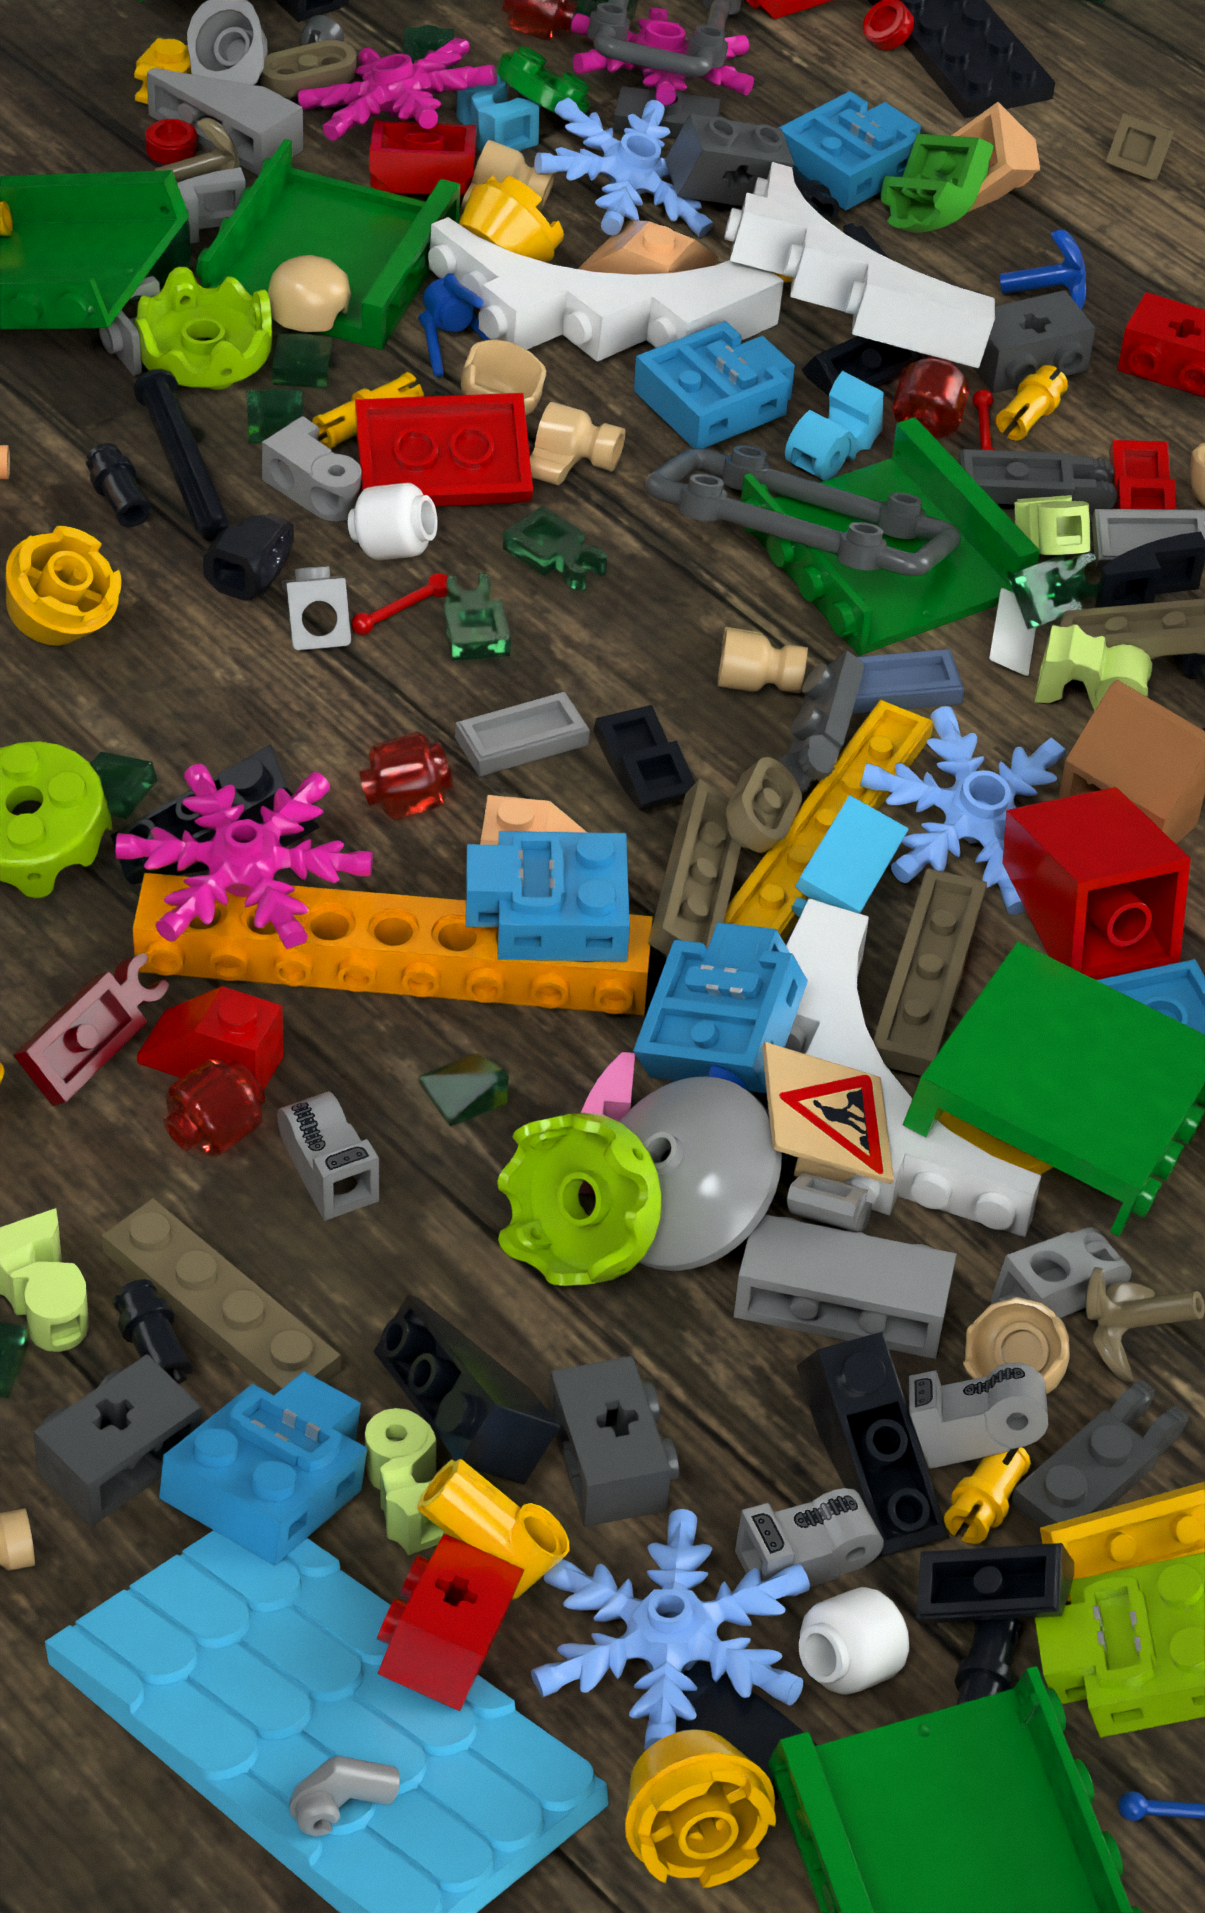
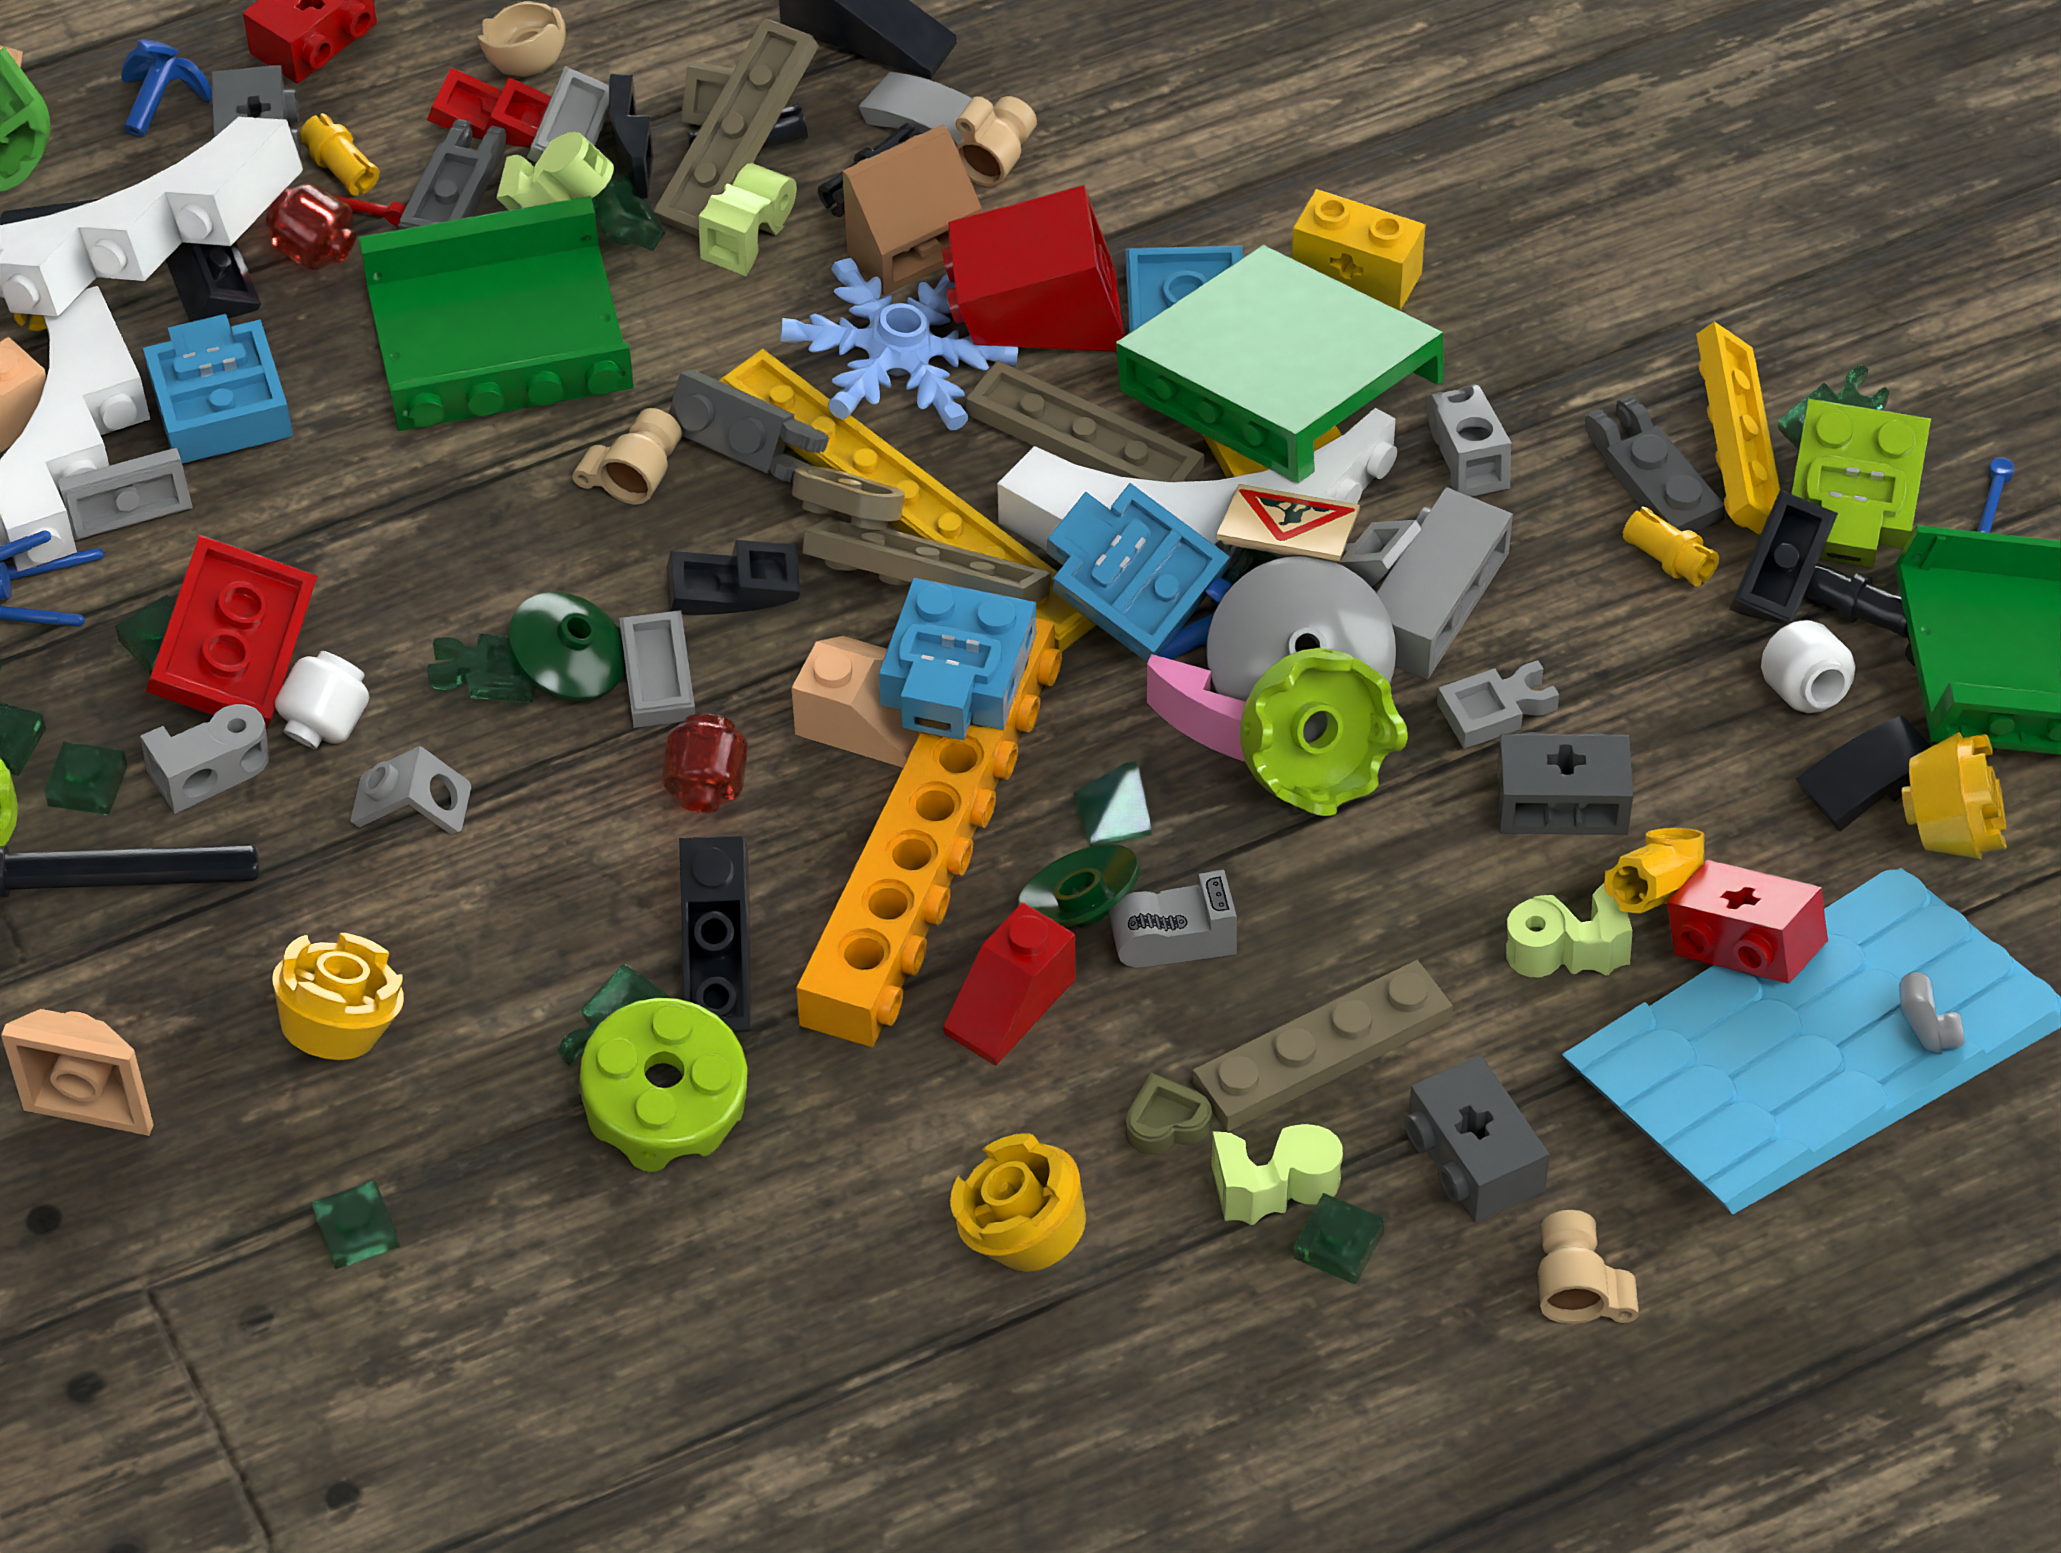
camera: 70 degrees left, 5 degrees up
(88, 1030) = (962, 1079): plate -> none
(100, 1193) = (1167, 1115): none -> olive tile
(115, 478) = (153, 932): black pin -> none
(148, 1325) = (1356, 1097): black pin -> none
(214, 1107) = (1103, 996): clear red head -> none
(243, 856) = (830, 887): dark pink piece -> none
(248, 556) = (321, 832): black rock -> none
(269, 1466) = (1543, 1025): dark azure piece -> none
(340, 422) = (121, 688): yellow pin -> none
(341, 1066) = (1082, 884): none -> dark green dish
(363, 623) = (410, 694): red hinge -> none
(465, 1394) = (1490, 872): black slope -> none
(494, 678) = (566, 646): none -> dark green dish
(501, 369) = (137, 561): tan hair -> none
(552, 543) = (403, 583): clear green plate -> none
(567, 437) = (249, 520): tan piece -> none
(577, 360) = (125, 493): none -> light grey plate
(672, 1630) = (1776, 781): light blue piece -> none
(703, 1360) = (1488, 706): none -> light grey plate
(823, 1536) = (1698, 675): light grey leg -> none
(850, 858) = (957, 442): medium azure hinge -> none
(852, 425) = (310, 302): medium azure leg -> none
(857, 548) = (421, 424): dark grey bar -> none
(873, 1439) = (1597, 605): black slope -> none
(909, 680) = (688, 343): sand blue tile -> none
(978, 1414) = (1611, 522): light grey leg -> none
(1011, 639) = (655, 262): white sticker -> none
(1018, 1333) = (1547, 481): tan hair -> none
(1132, 1306) = (1519, 404): dark tan plant -> none

